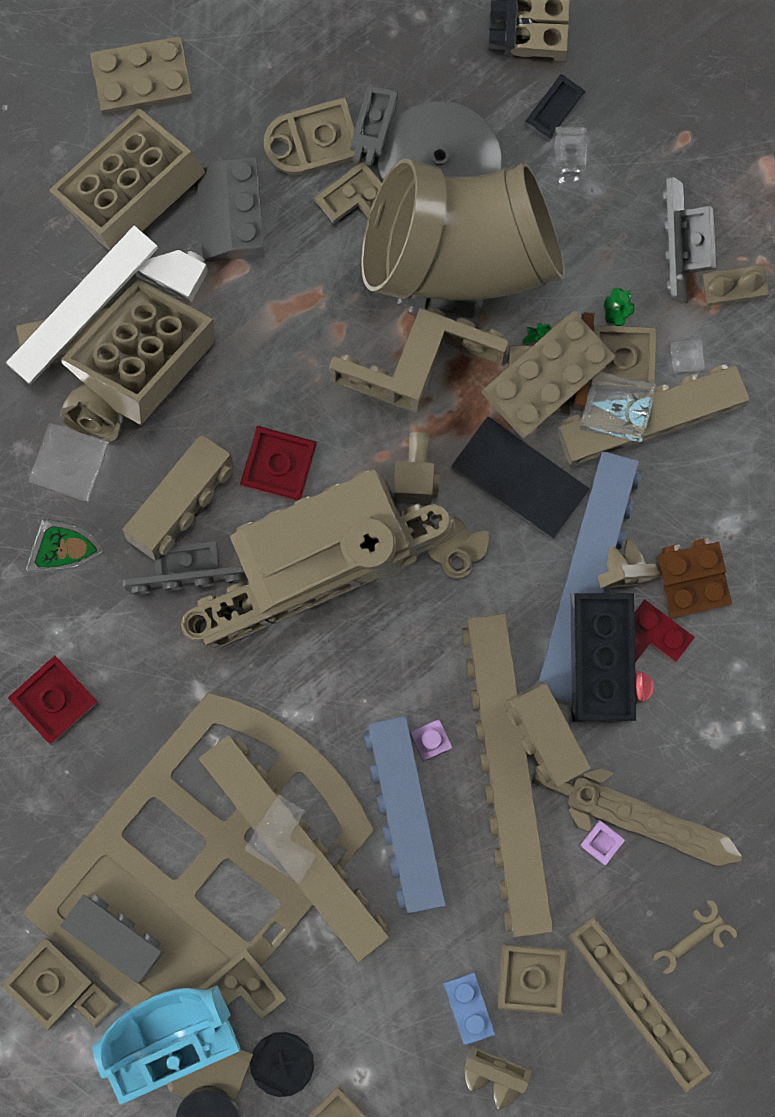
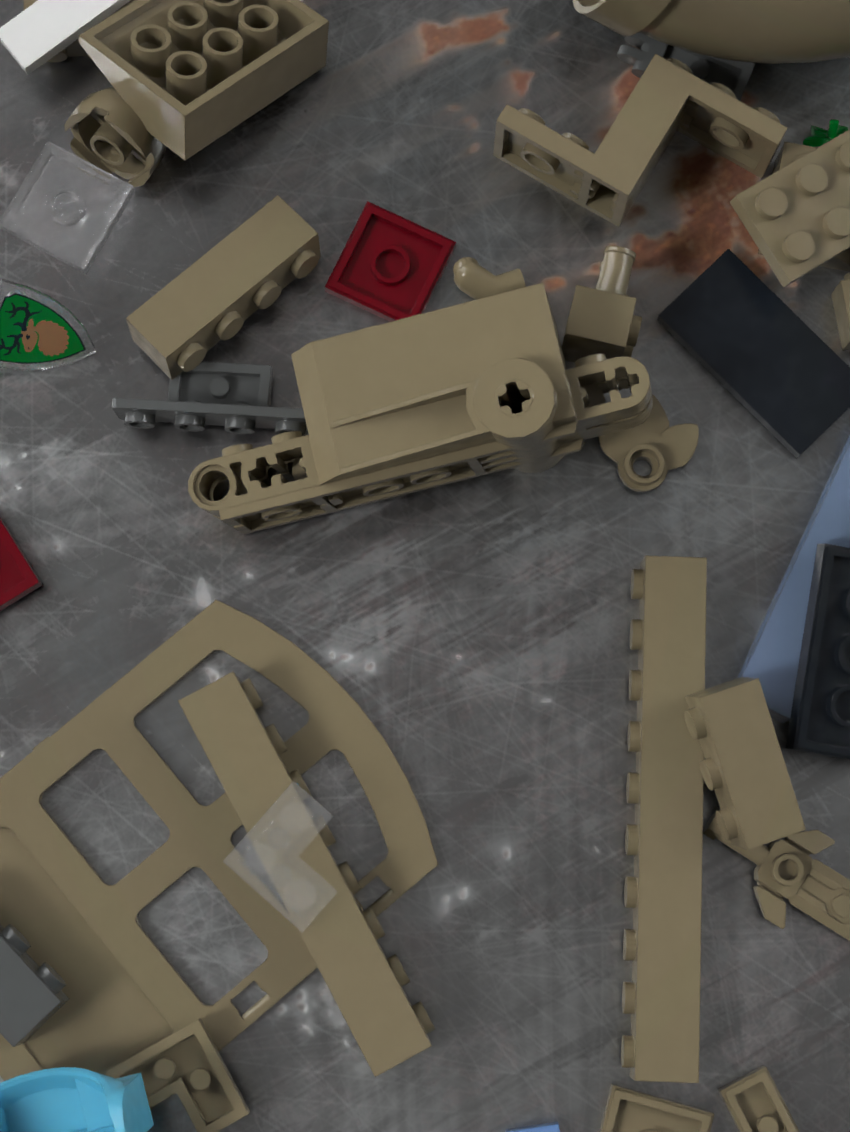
camera: 10 degrees right, 0 degrees up
(339, 466) = (481, 283): none -> dark tan arm
(406, 815) = (493, 852): sand blue brick -> none
(431, 740) = (553, 737): lavender plate -> none
(602, 843) = (799, 950): lavender plate -> none

